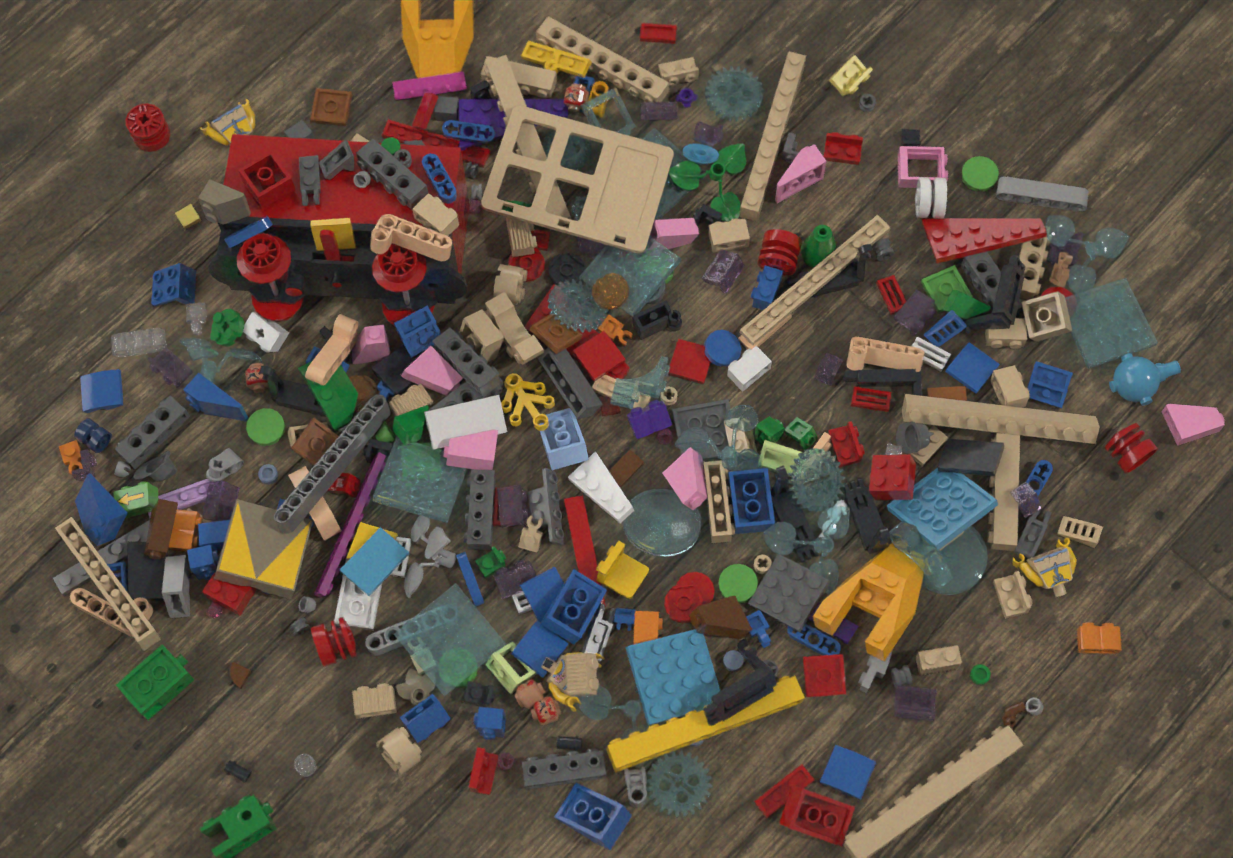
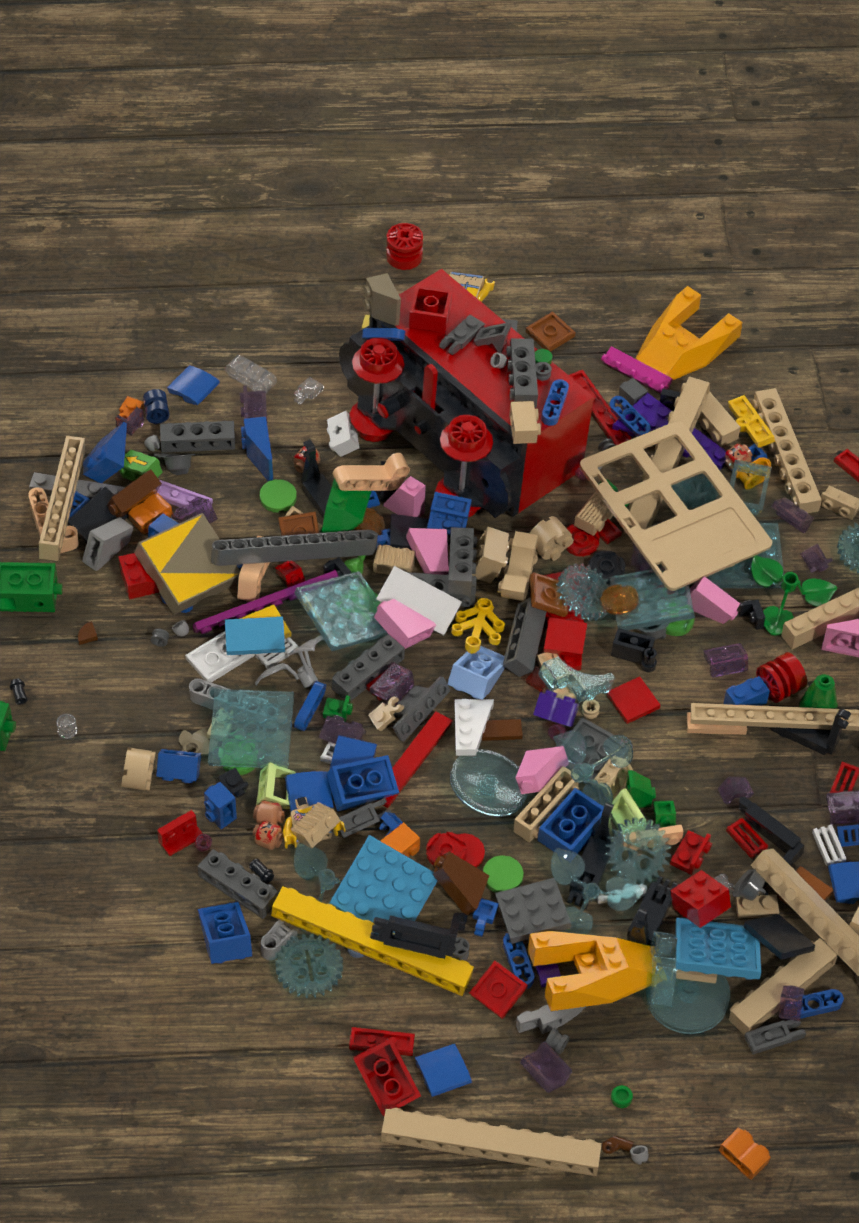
camera: 40 degrees right, 15 degrees down
(174, 284) = (315, 357): blue bracket -> none
(200, 348) = (279, 426): clear light blue plant -> none
(203, 561) = (136, 533): blue brick -> none
(215, 610) = (115, 579): clear pink hinge -> none
(221, 320) = (321, 410): green plate -> none
(223, 465) = (223, 494): light grey piece -> none
(268, 474) = (246, 526): sand blue tile -> none
(333, 641) = (170, 662): red wheel -> none
(342, 229) = (446, 381): yellow tile -> none
(374, 701) = (157, 726): tan brick -> none
(410, 236) = (490, 417): light nougat beam -> none
(410, 425) = (376, 571): green slope -> none
(425, 110) = (614, 382): red tile -> none
(614, 330) = (598, 631): orange plate -> none
(621, 571) = (423, 789): yellow bracket -> none
(686, 92) = (827, 519): dark purple plate -> none
(700, 153) = (793, 564): dark azure dish -> none
(722, 348) = (666, 708): blue tile -> none
(729, 235) = (756, 638): tan brick -> none
(733, 660) = (441, 919): sand blue tile -> none
(749, 368) = (671, 737): white brick -> none
(762, 558) = (535, 871): tan bush -> none
(883, 354) = (787, 810): light nougat beam -> none
(938, 660) = (598, 1055): tan brick -> none
(1013, 595) = (708, 1064): tan bracket -> none
(1050, 568) = (760, 1069): torso -> none
(1090, 527) = (818, 1083): tan slope -> none

